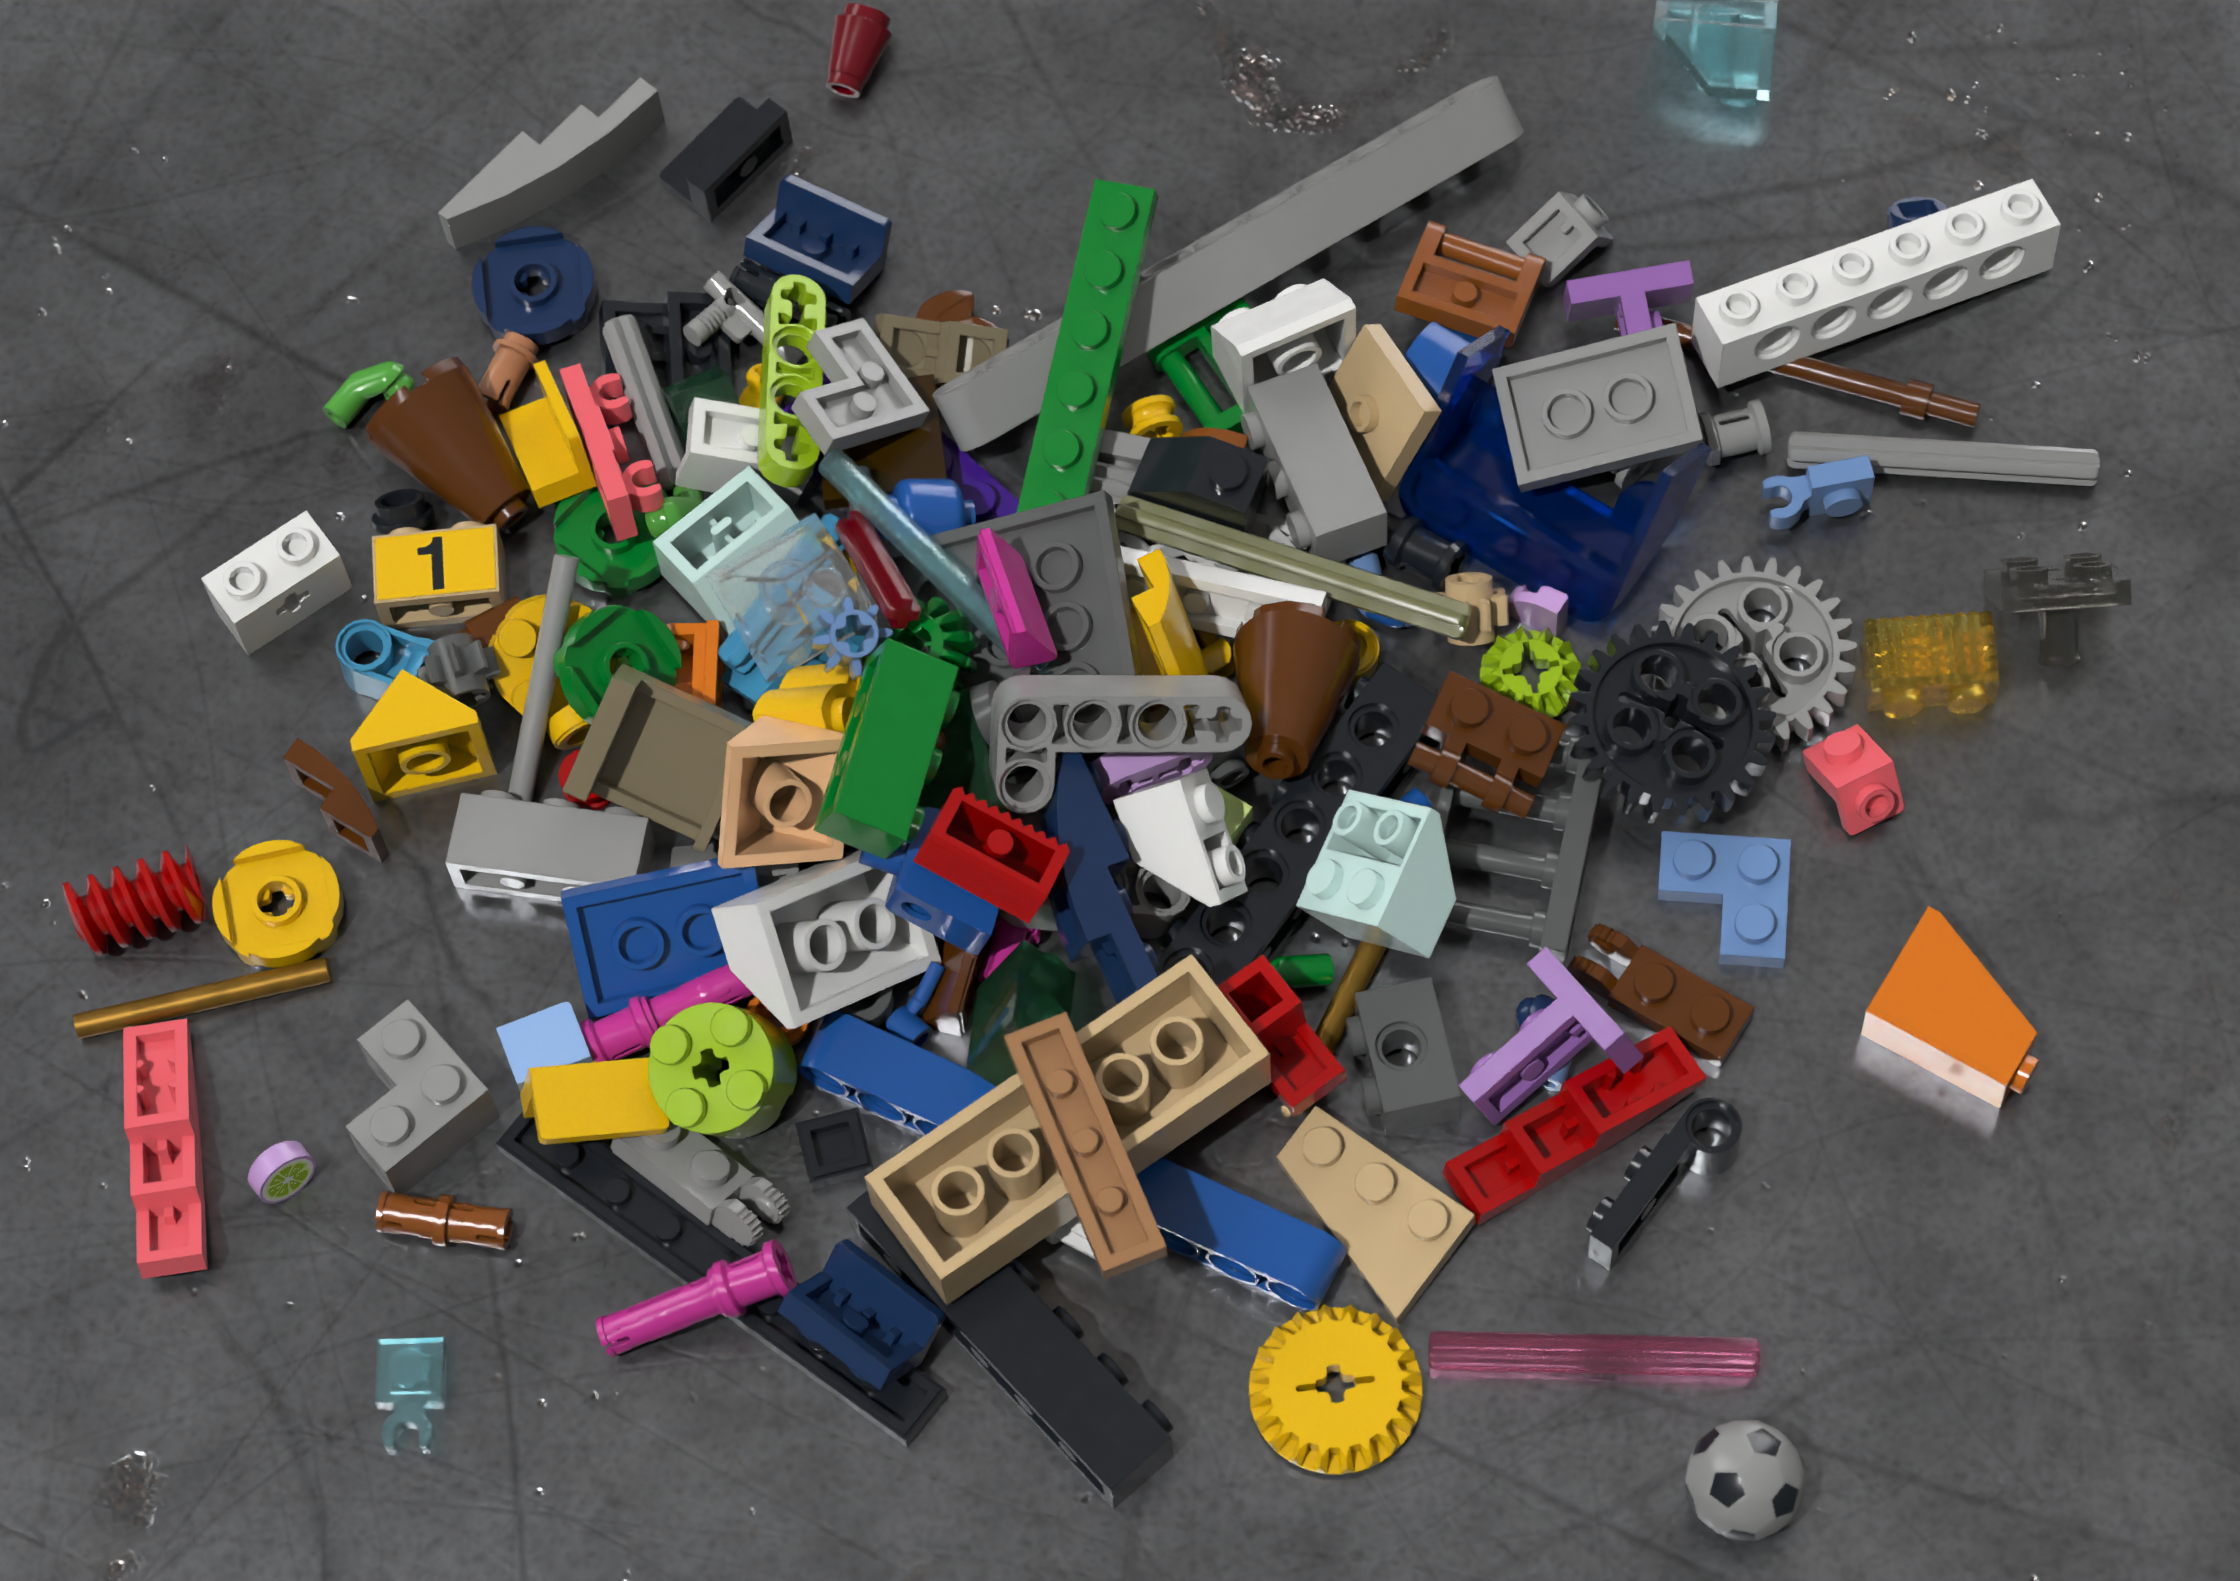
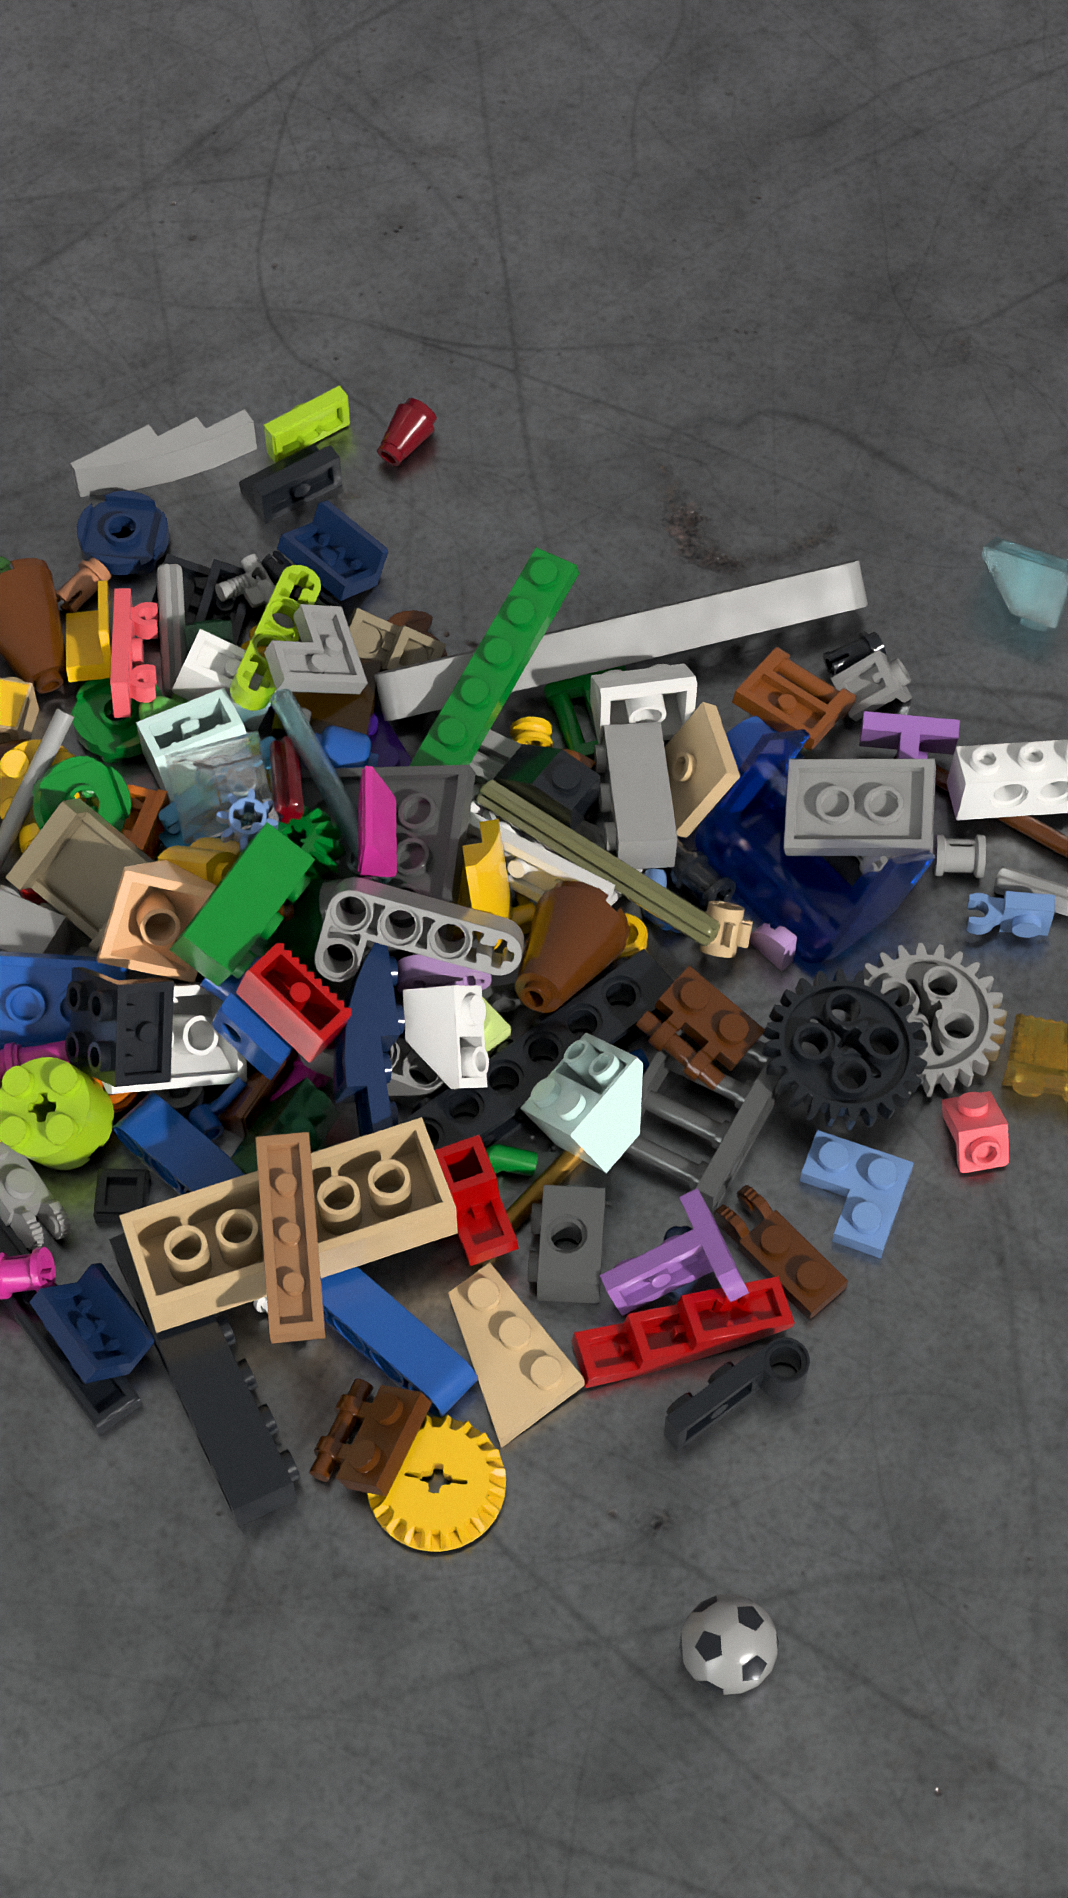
camera: 10 degrees right, 5 degrees down
(724, 73) = (307, 424): none -> lime plate
(780, 945) = (120, 1028): none -> black bracket
(1257, 1362) = (381, 1442): none -> reddish brown plate
(1525, 200) = (853, 652): none -> black pin
(1547, 652) = (771, 978): lime gear -> none
(1594, 1353) = (644, 1512): clear pink axle -> none
(1952, 1015) = (998, 1328): orange slope -> none

